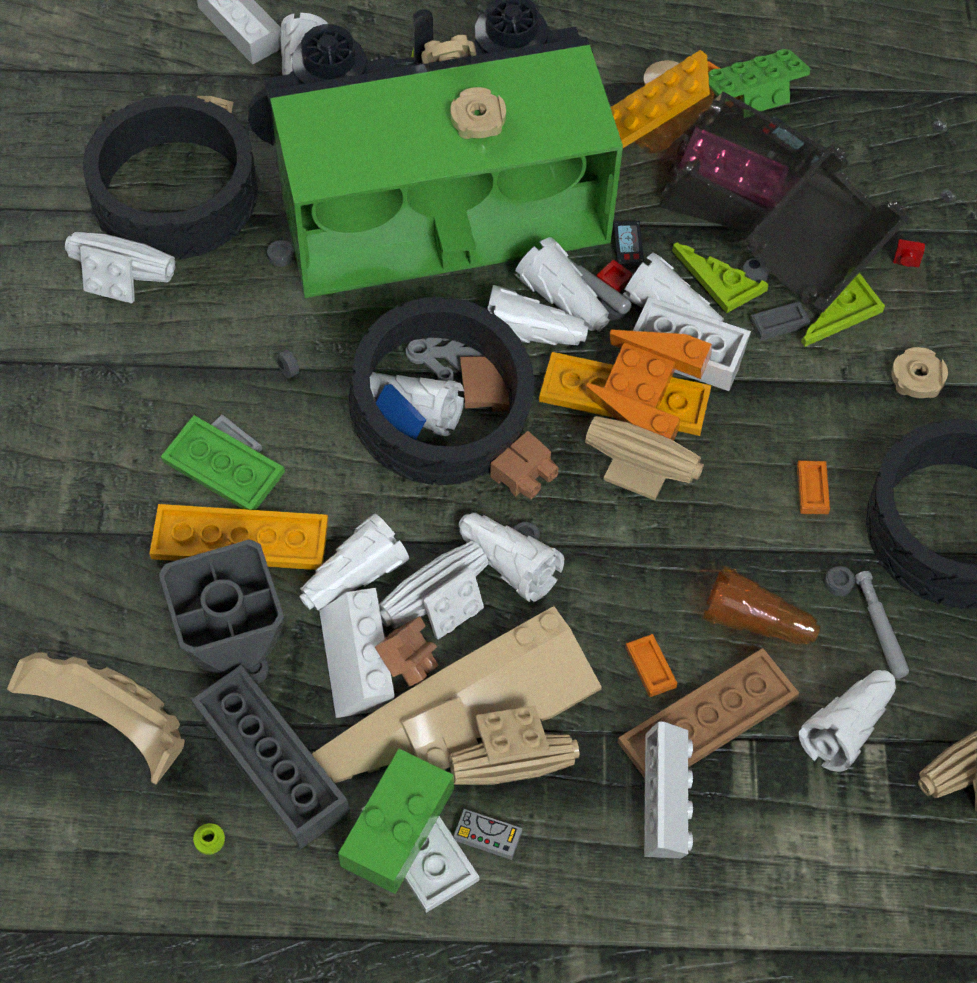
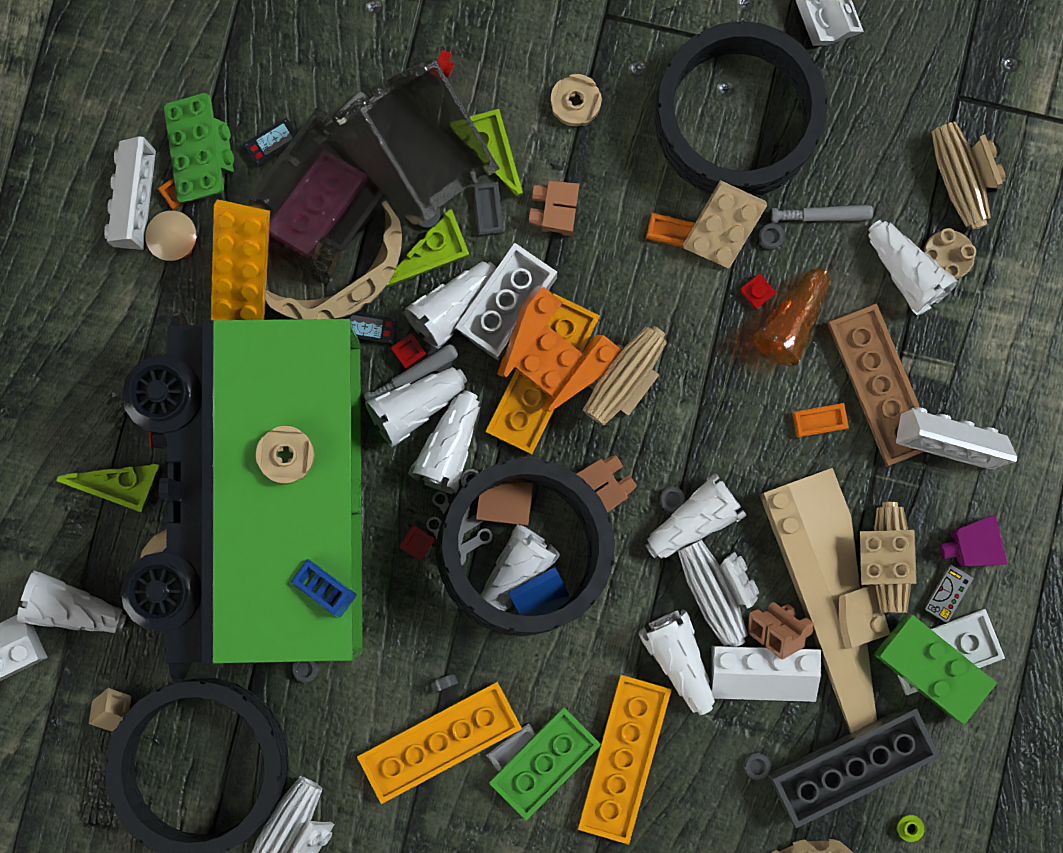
camera: 75 degrees left, 25 degrees up
(224, 607) = (743, 809): dark grey piece -> none
(229, 372) = (439, 742): none -> light orange plate
(356, 169) = (342, 603): none -> blue slope
(456, 48) = (195, 467): tan plate -> none
(552, 850) = (976, 544): none -> magenta torso
(661, 220) = (356, 294): none -> tan windscreen
(717, 39) = (130, 194): none -> white slope
(774, 577) = (757, 291): none -> red plate
(801, 374) = (559, 209): none -> nougat hips
(835, 516) = (724, 224): none -> tan plate
(882, 765) = (951, 251): none -> tan dish

